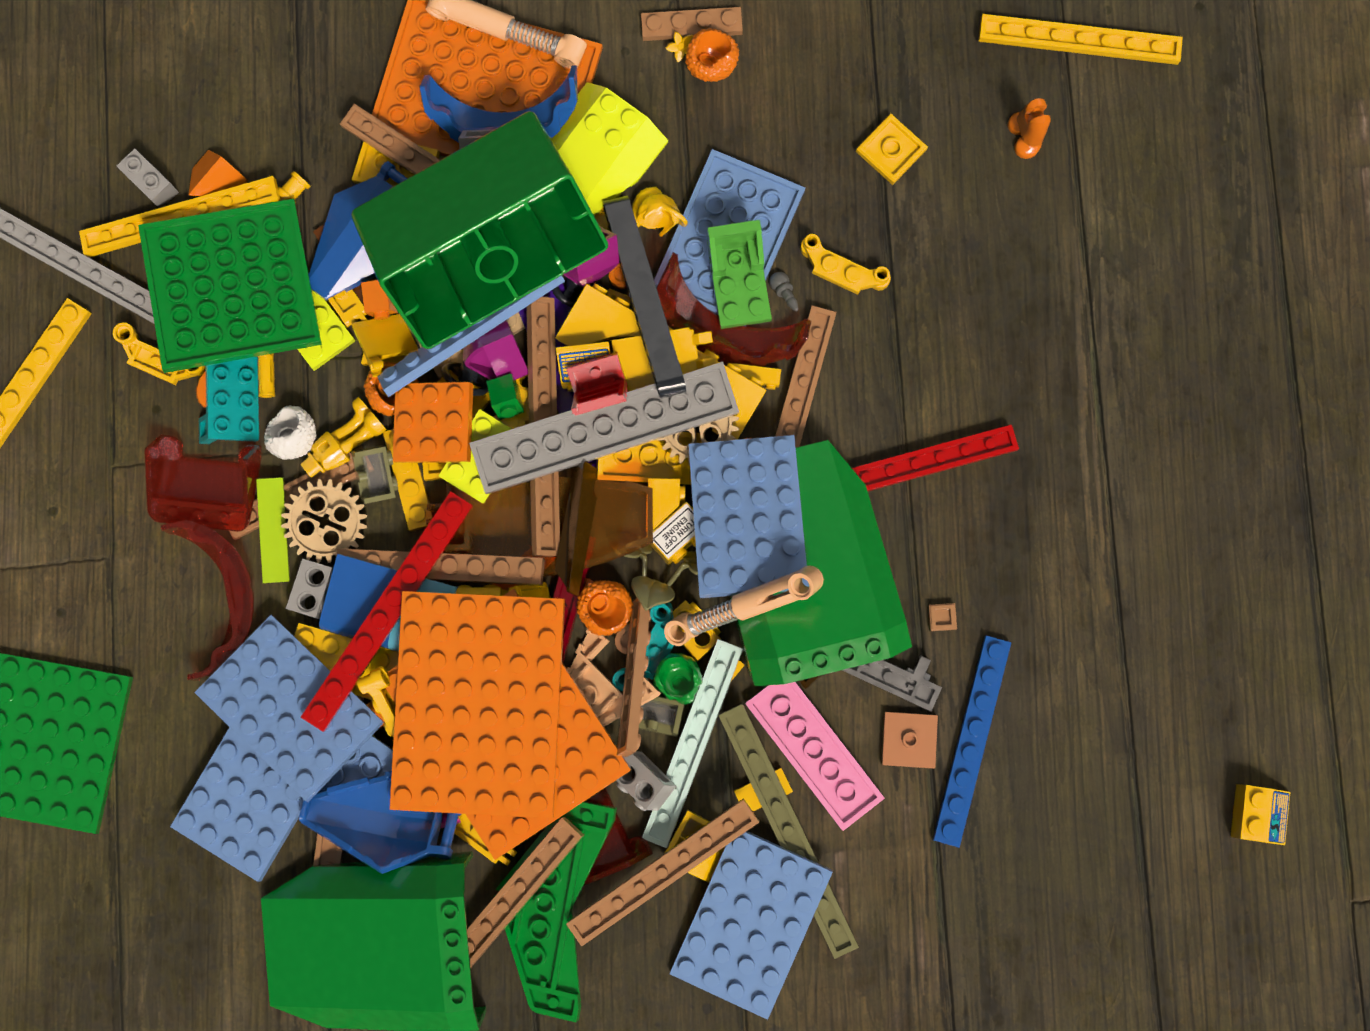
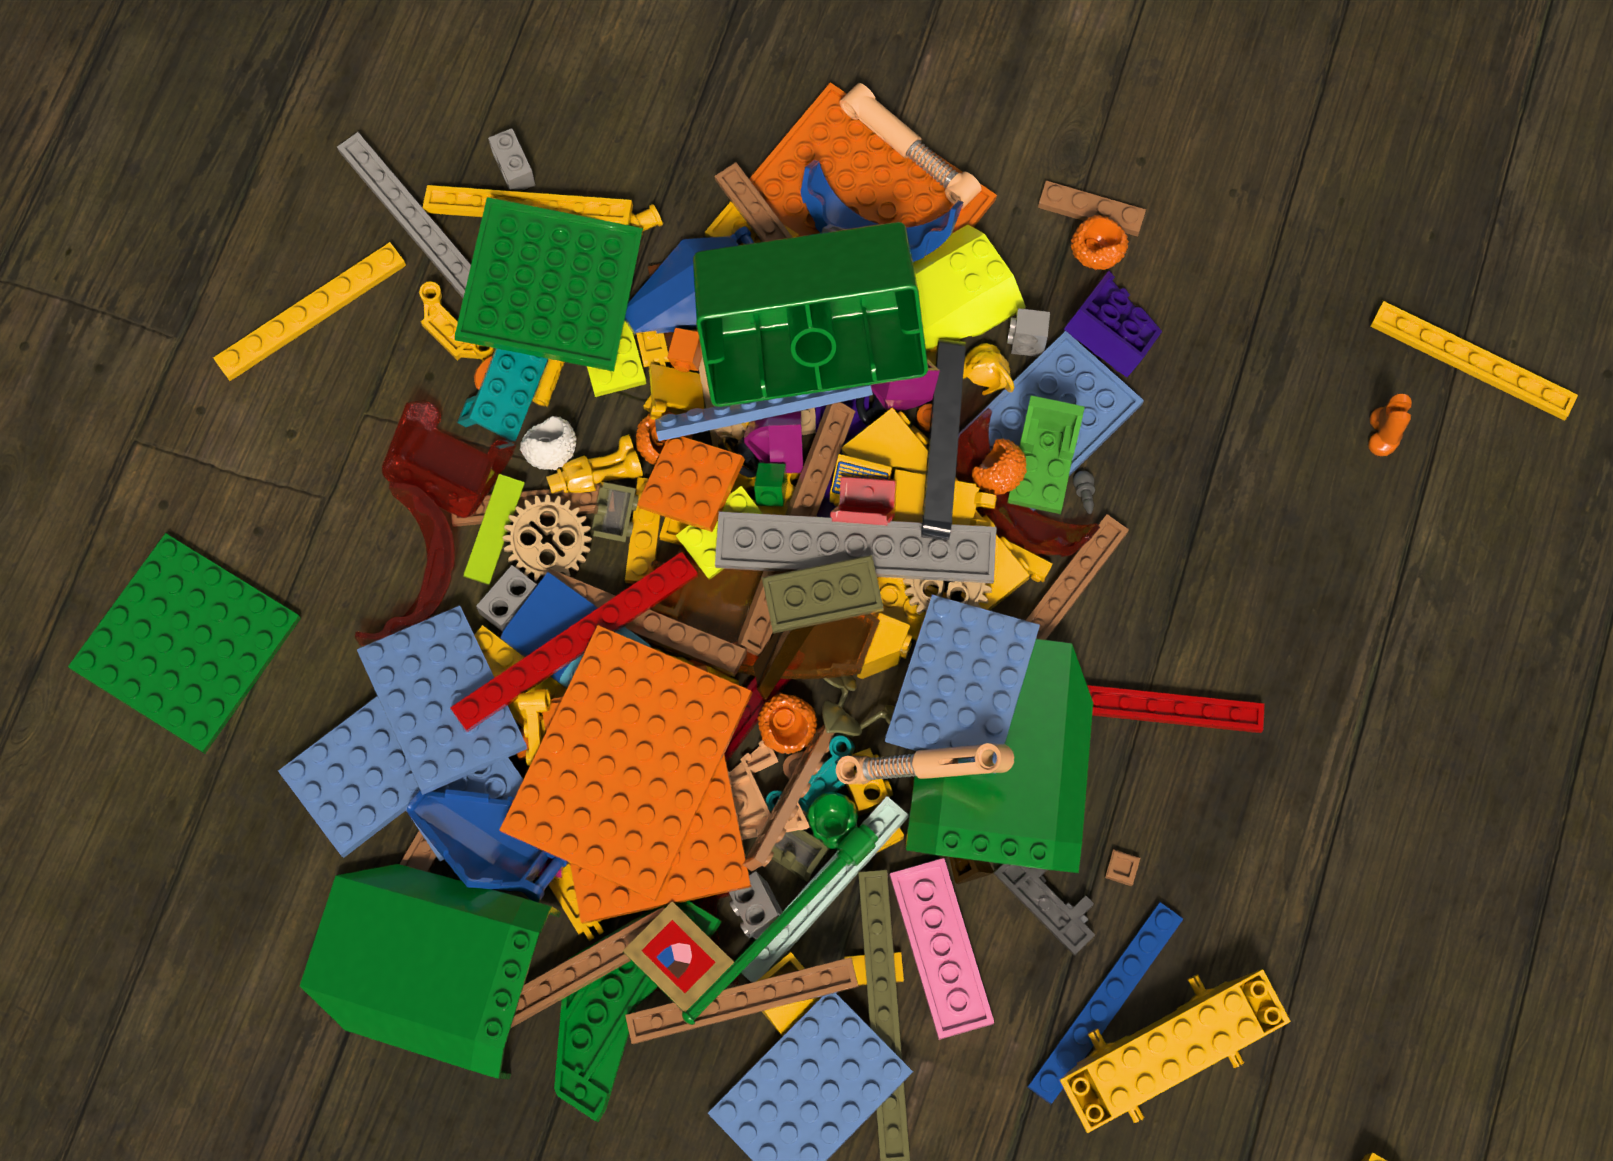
camera: 20 degrees right, 10 degrees down
(213, 175) = (575, 179): orange slope -> none
(592, 484) = (822, 594): none -> olive tile
(608, 861) = (693, 967): none -> flag
(675, 535) = (882, 680): brick -> none
(679, 45) = (1070, 224): yellow plant -> none
(680, 164) = (1029, 332): none -> light grey brick
(704, 302) = (1001, 469): none -> orange hair
(753, 129) = (1114, 327): none -> dark purple wedge
(841, 270) = (1150, 492): yellow plate -> none
(891, 149) = (1244, 396): yellow plate -> none
(909, 740) = (1042, 976): nougat plate -> none
(1046, 764) = (1173, 1048): none -> yellow piece

